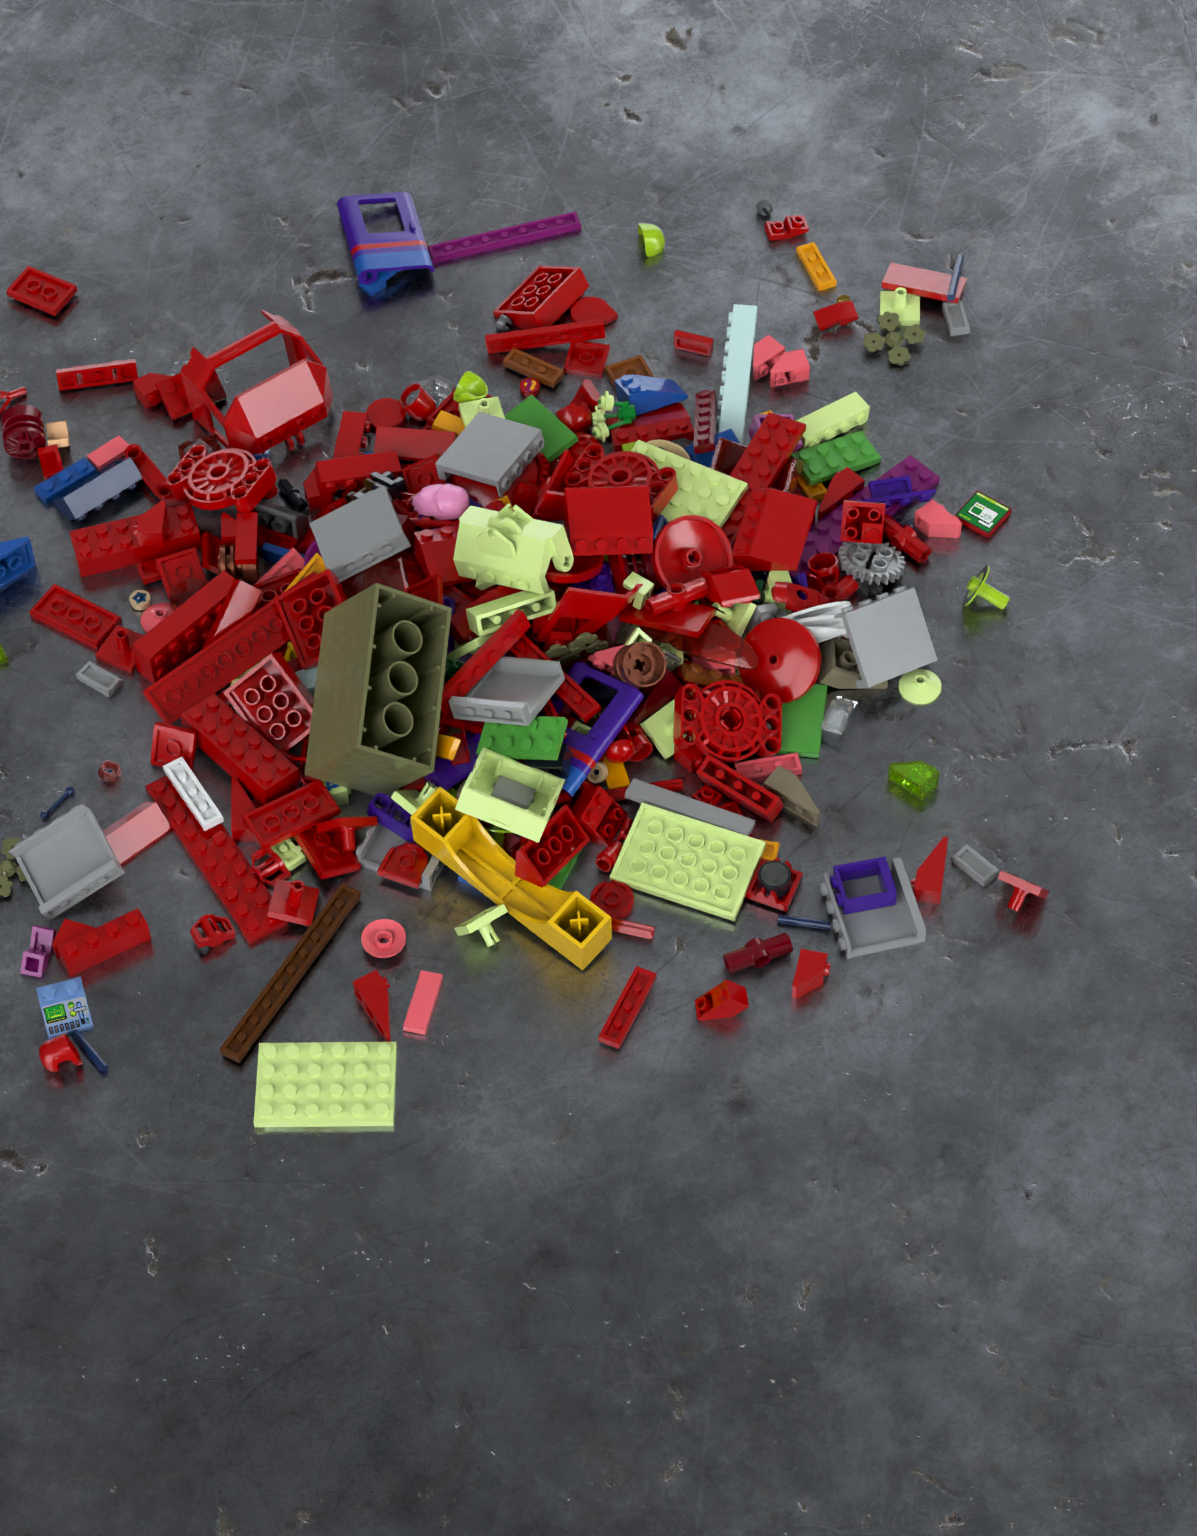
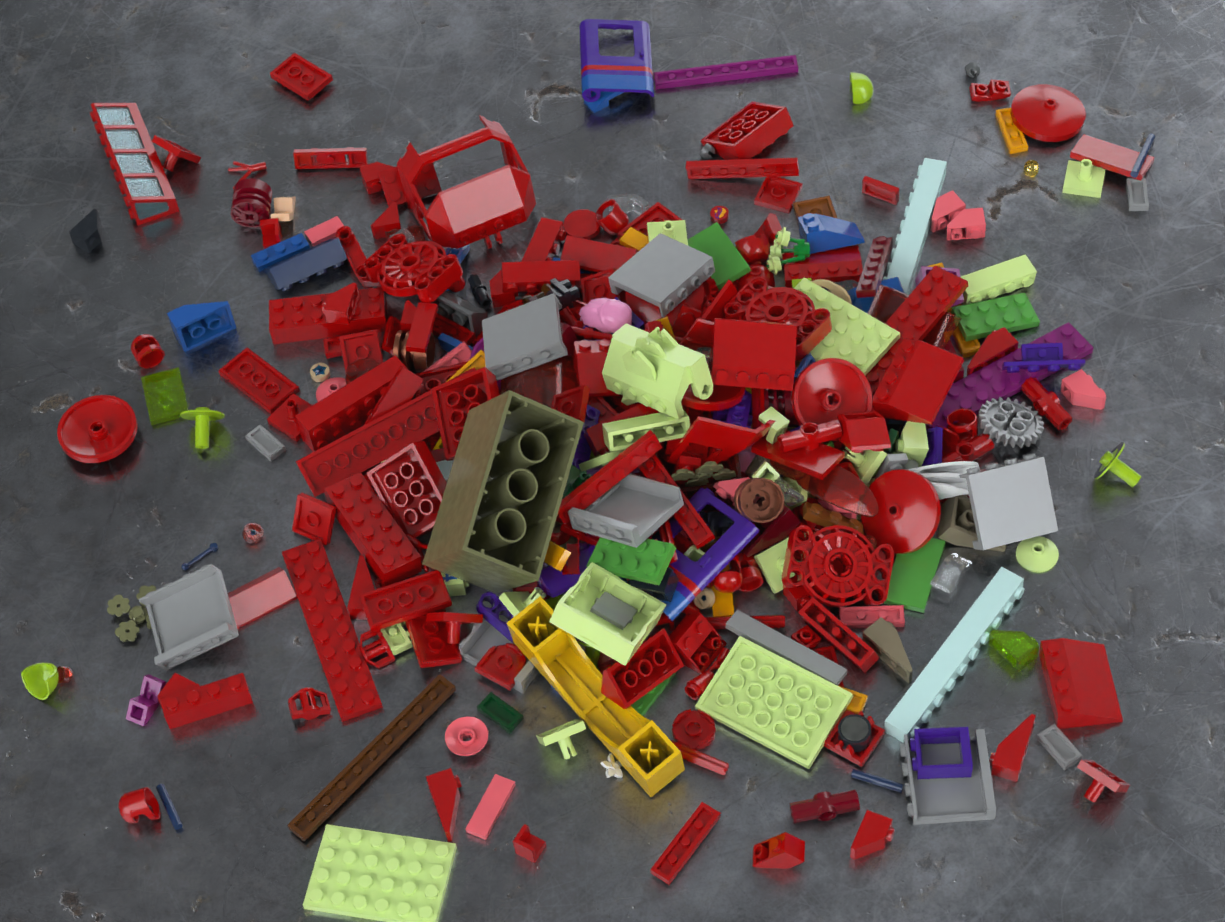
camera: 15 degrees right, 0 degrees up
(26, 660) = (202, 417): none -> lime piece
(64, 1007) = (155, 760): slope -> none
(176, 435) = (386, 221): none -> red slope
(193, 793) = (320, 566): white plate -> none
(293, 902) = (390, 687): red tile -> none
(411, 911) = (500, 712): none -> dark green tile
(470, 388) = (661, 209): lime helmet -> none
(470, 1033) = (528, 845): none -> red panel
(533, 367) = (726, 196): dark orange plate -> none
(539, 947) = (612, 767): none -> white plant
(591, 309) = (792, 147): red tile -> none
(787, 593) = (919, 446): red piece -> none
(837, 313) = (1021, 177): red slope -> none
(850, 244) = (1048, 113): none -> red dish
(857, 792) = (954, 655): none -> light aqua brick
(862, 522) = (1007, 383): red slope -> none
(893, 339) = (1073, 207): olive plant -> none
(983, 514) = (1130, 389): tile -> none
(983, 802) = (1079, 683): none -> red slope

